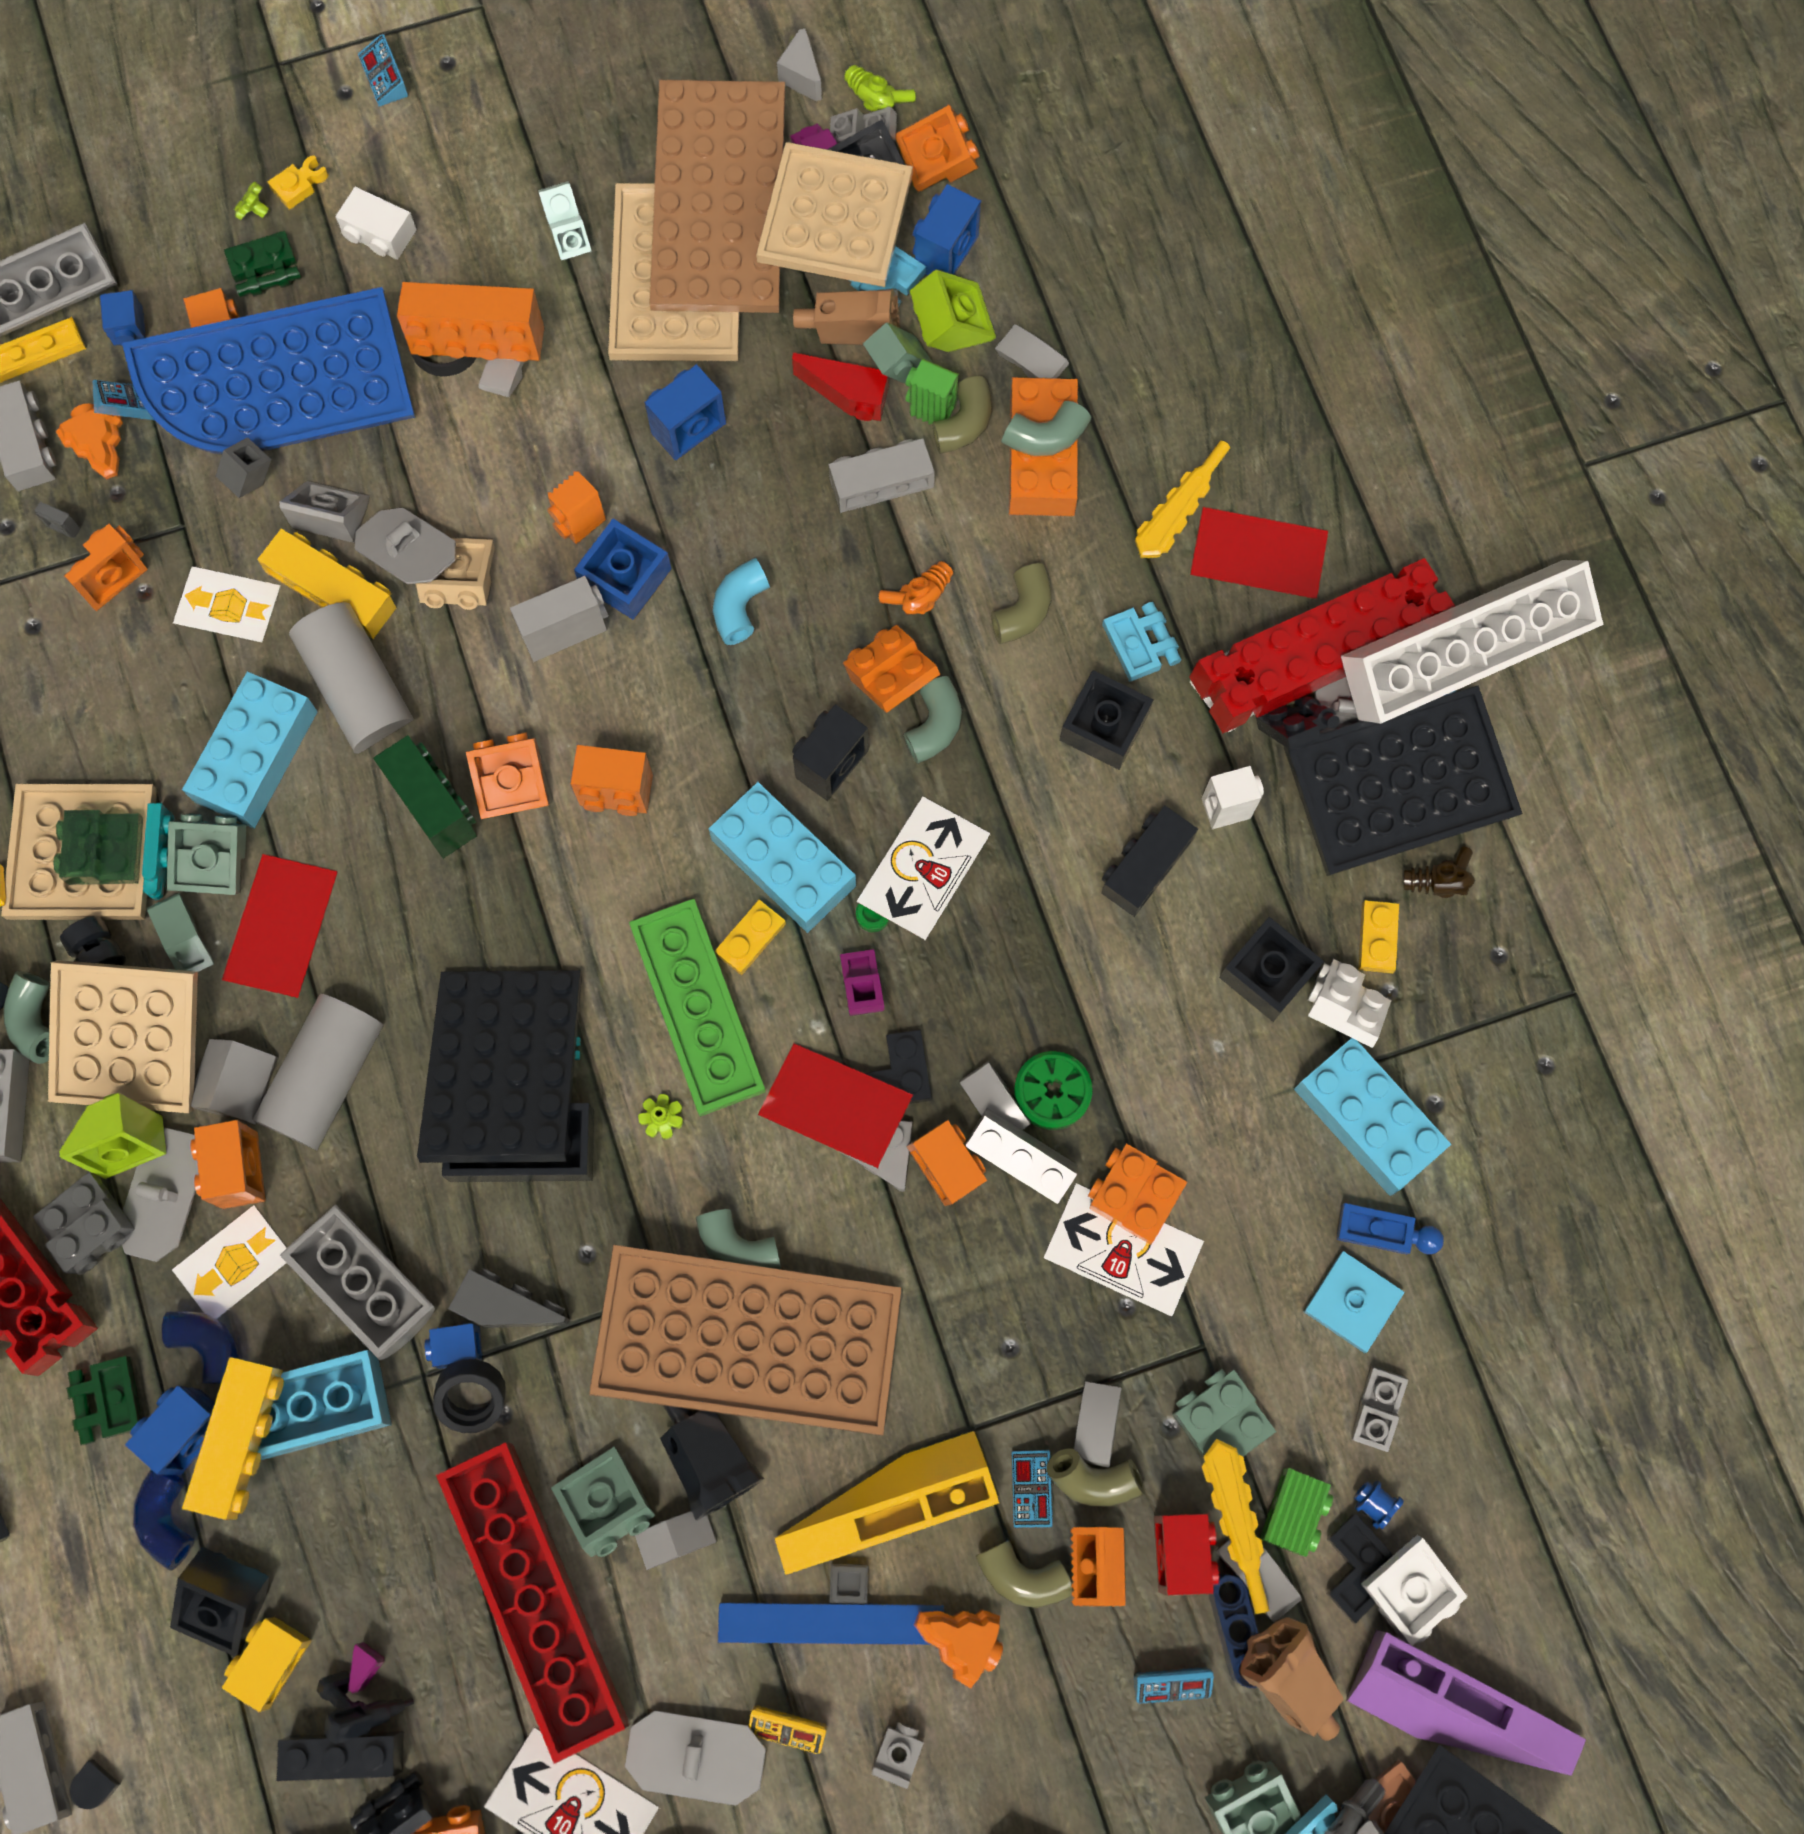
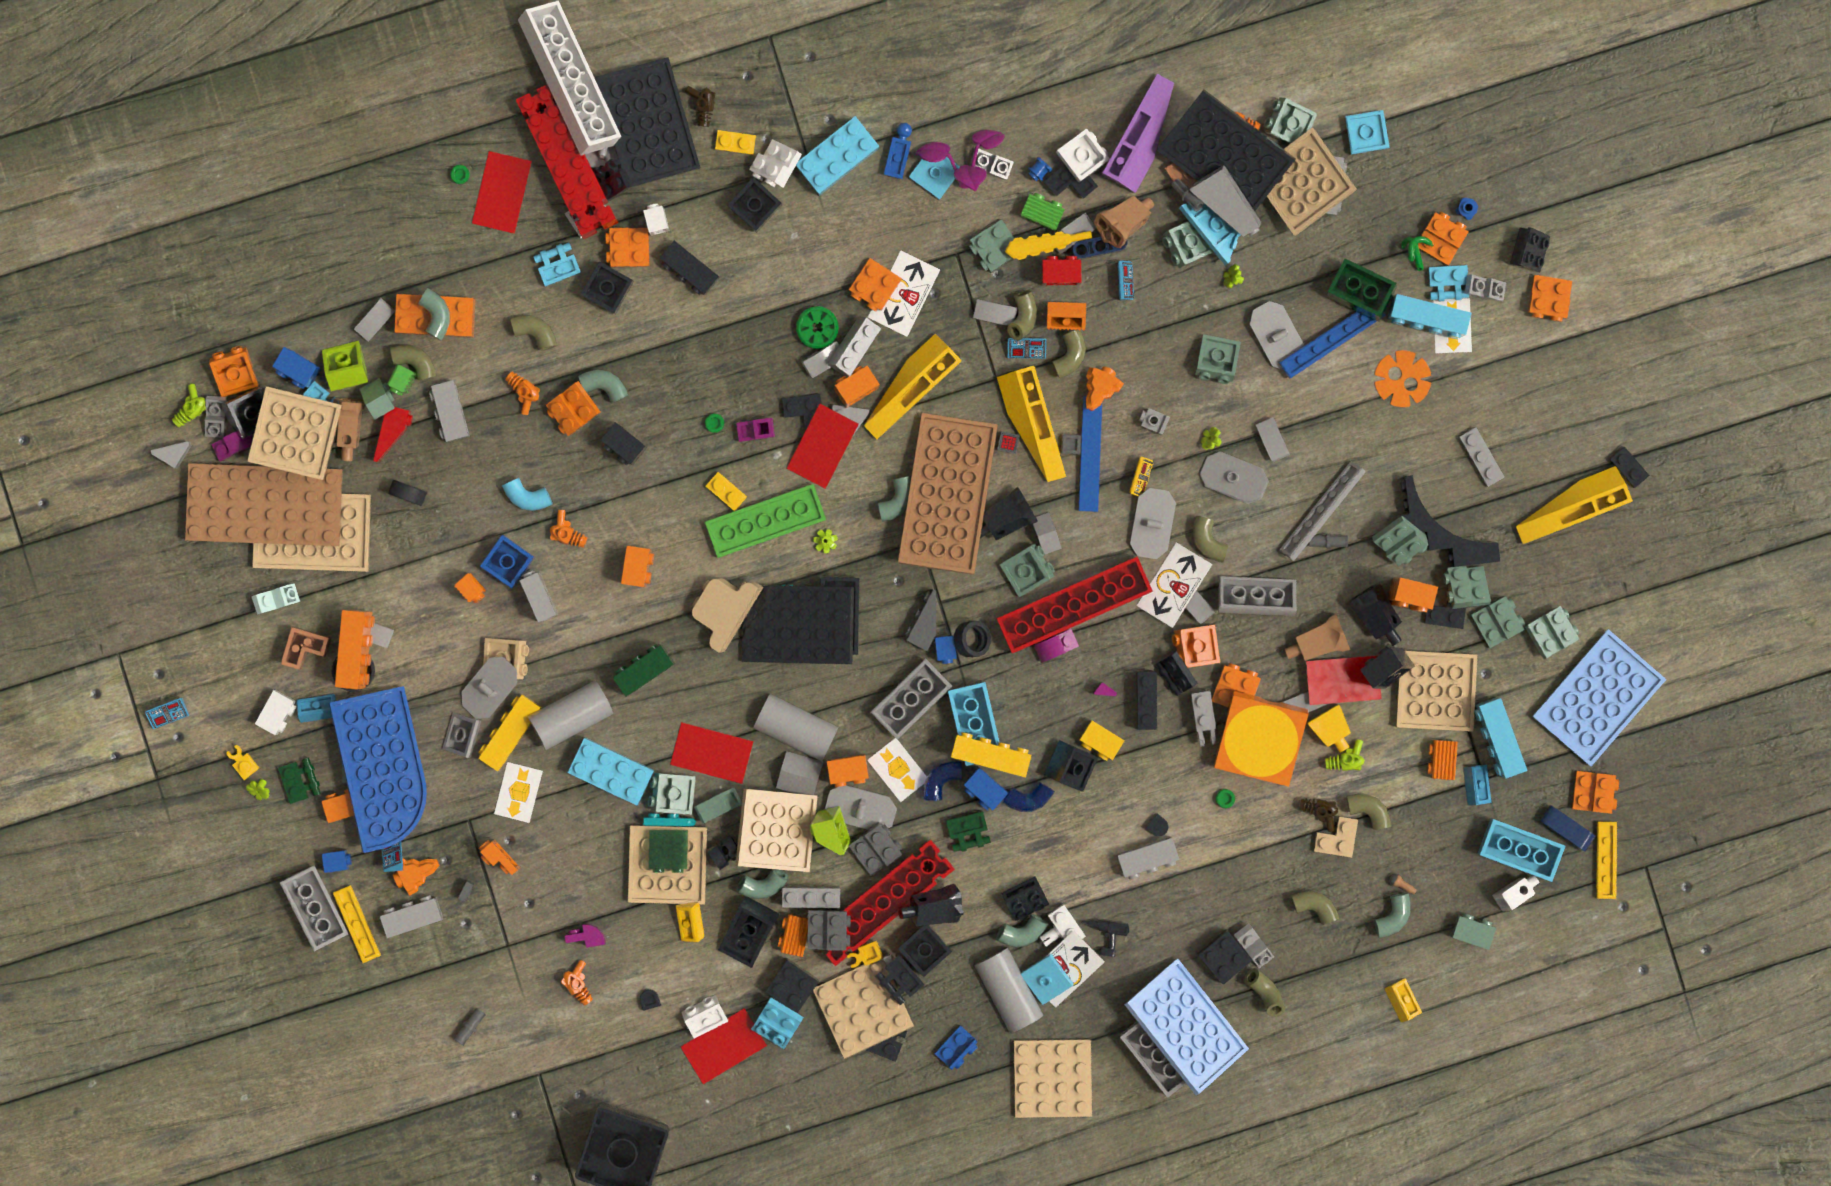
camera: 85 degrees left, 15 degrees up
(243, 467) = (438, 783): dark grey brick -> none
(353, 1718) = (1129, 694): black piece -> none
(384, 273) = (314, 708): none -> dark azure slope
(452, 1566) = (1056, 645): none -> magenta brick
(482, 250) = (300, 643): none -> nougat brick
(507, 776) = (630, 626): orange plate -> none
(534, 934) = (724, 608): none -> tan brick
(672, 665) = (564, 533): none -> orange piece
(685, 411) = (410, 524): blue brick -> none
(740, 407) = (407, 492): none -> black tyre
(782, 857) = (682, 472): medium azure brick -> none
(849, 1457) = (1008, 442): none -> tile
(923, 868) = (688, 393): white sticker -> none
(958, 1270) = (915, 379): none -> yellow wedge
(1170, 518) = (479, 243): yellow sword -> none
(1178, 756) = (628, 247): none -> orange plate
(1284, 485) = (460, 174): none -> green tile
(1358, 1358) = (966, 176): none -> magenta plant

